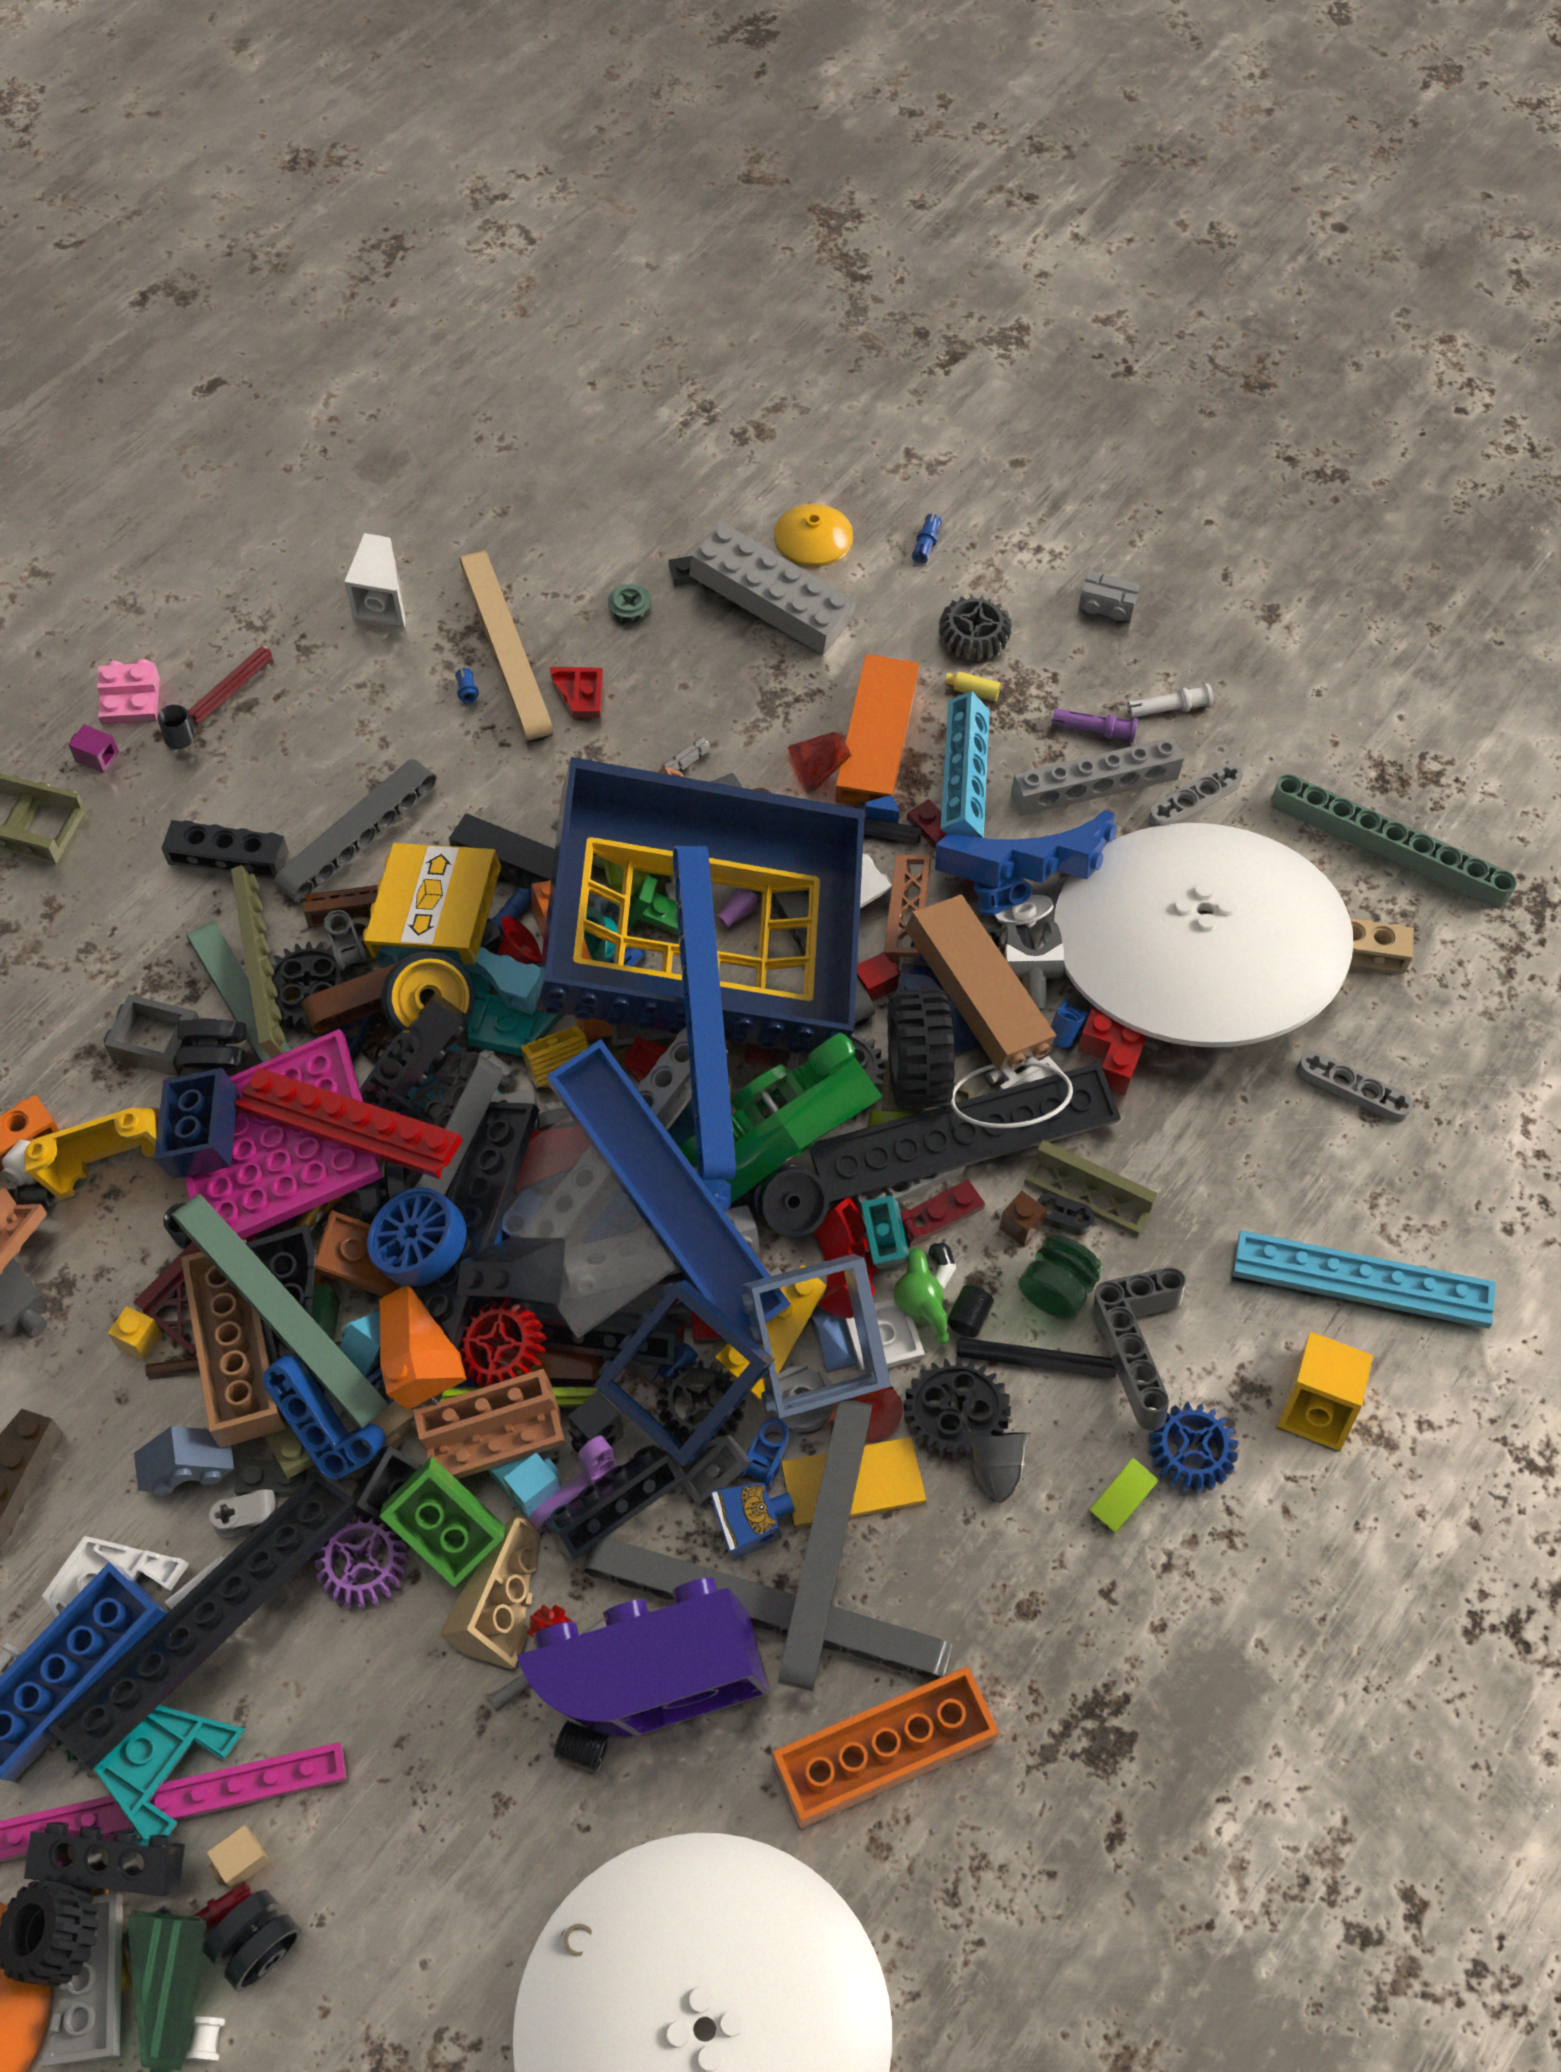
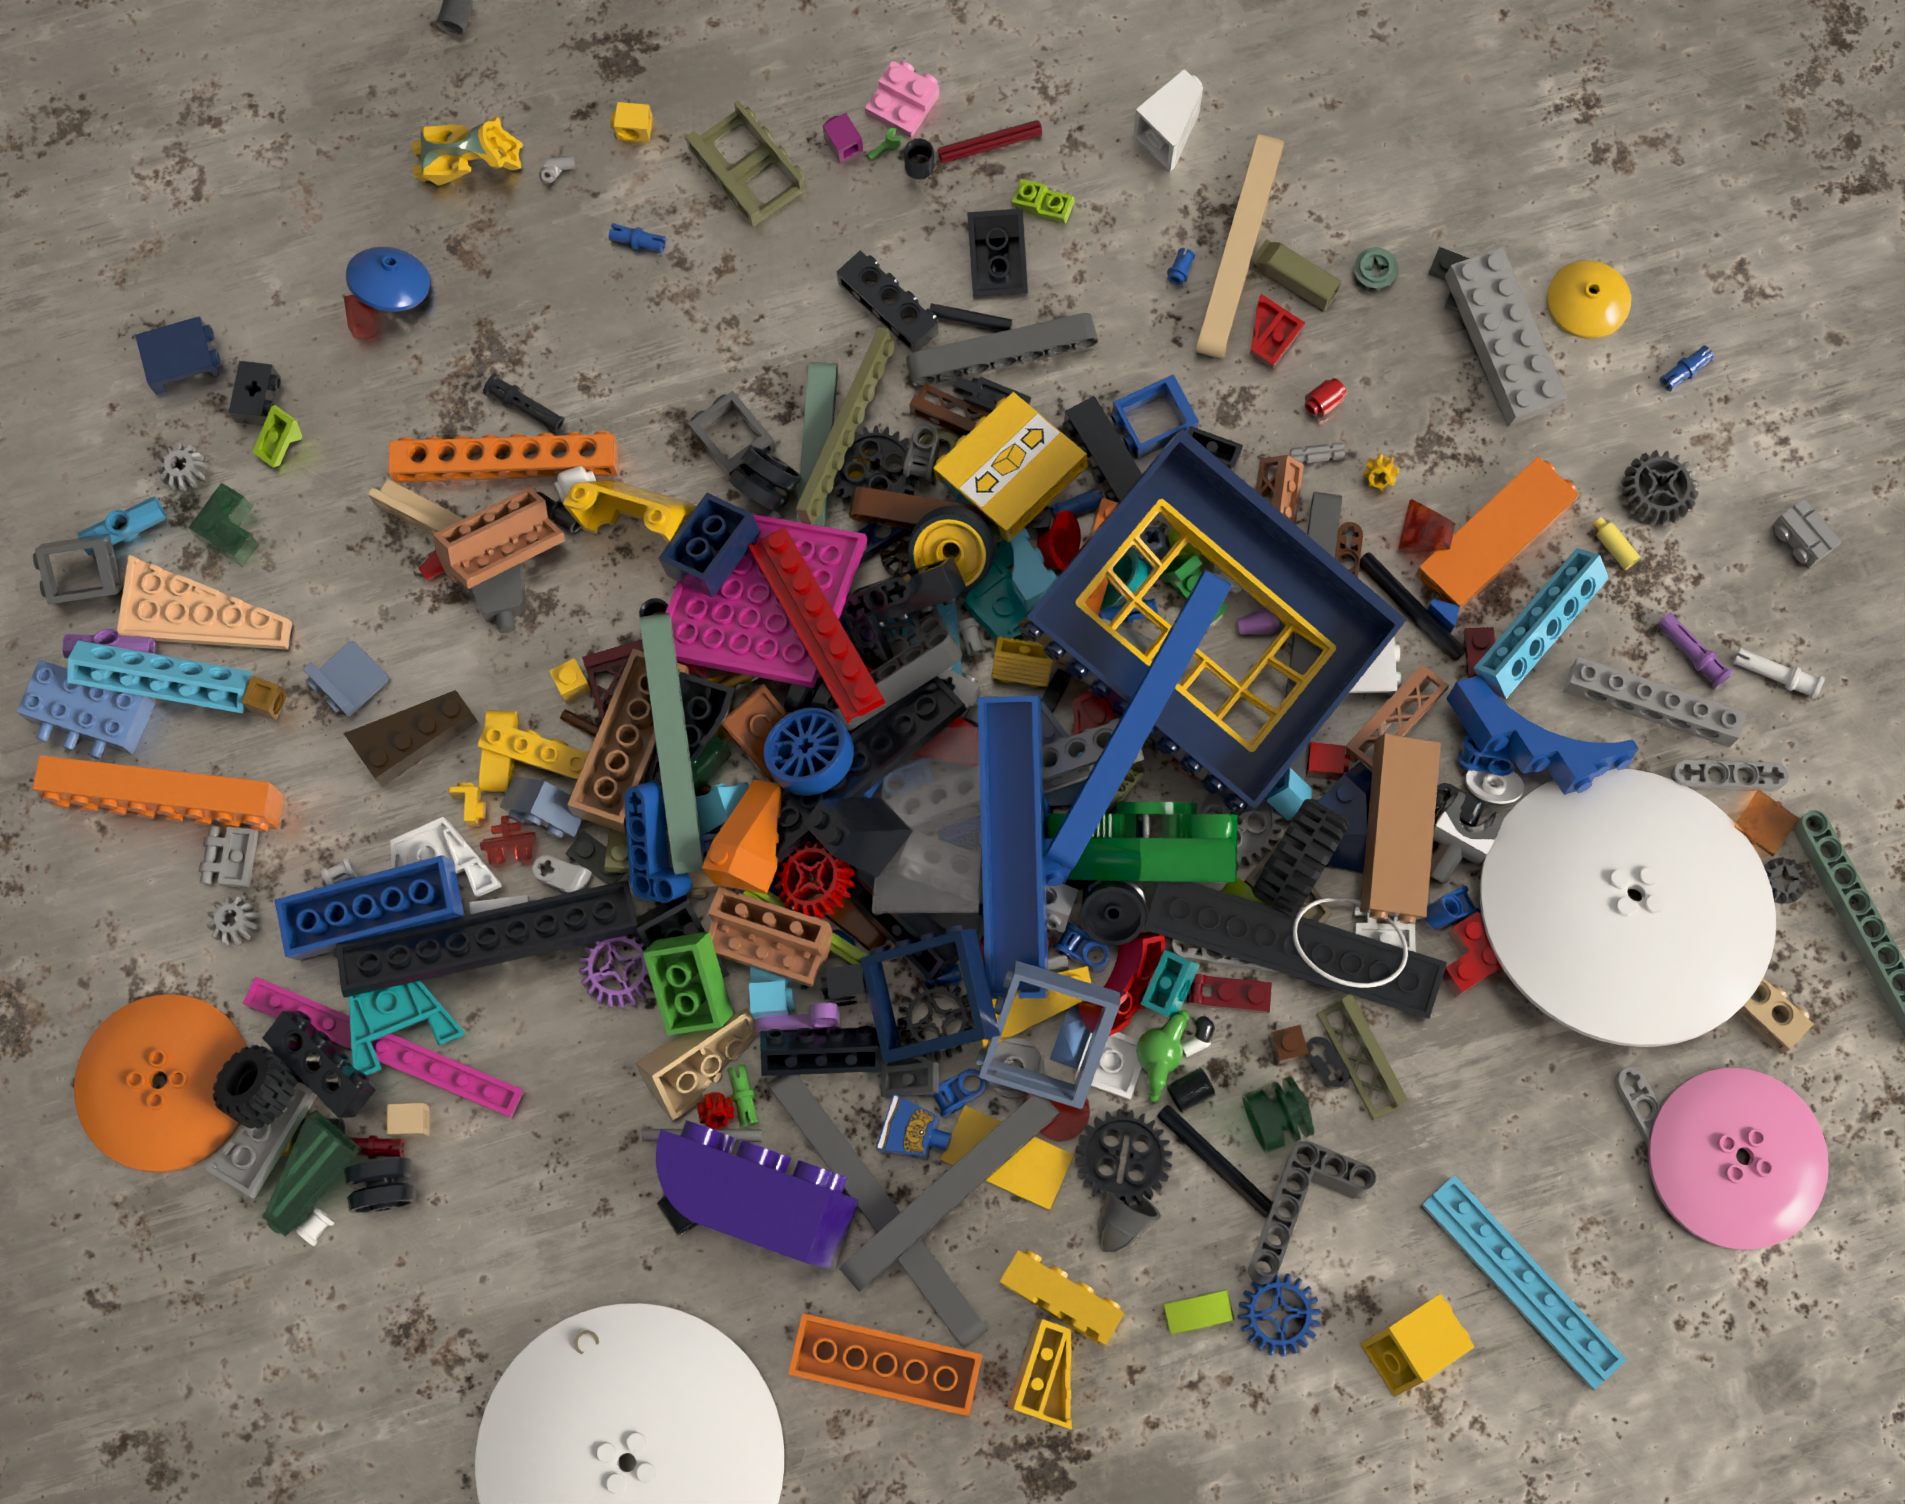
camera: 40 degrees right, 15 degrees up
(100, 1499) = (474, 806): none -> yellow bracket
(102, 1442) = (497, 770): none -> yellow beam
(139, 1413) = (533, 749): none -> yellow bracket
(140, 731) = (888, 143): none -> bright green hand
(157, 1531) = (495, 846): none -> clear red hips
(297, 757) = (997, 252): none -> black slope
(302, 705) = (1040, 201): none -> lime slope
(311, 822) = (971, 317): none -> black piece
(360, 873) = (984, 393): none -> black hinge
(536, 781) = (1166, 387): none -> blue window
(566, 1597) = (742, 1095): none -> bright green pin
(568, 638) = (1297, 273): none -> olive piece
(660, 712) = (1325, 397): none -> red brick
(745, 732) = (1381, 471): none -> yellow gear
(784, 1252) = (1080, 947): none -> blue piece
(870, 1018) = (1289, 794): none -> medium azure brick
(1000, 1567) = (1062, 1298): none -> yellow wedge
(1036, 1649) = (1044, 1375): none -> yellow wedge
(1251, 812) = (1766, 823): none -> clear orange piece
(1312, 847) = (1792, 870): none -> dark grey gear
(1436, 1103) = (1698, 1169): none -> bright pink dish

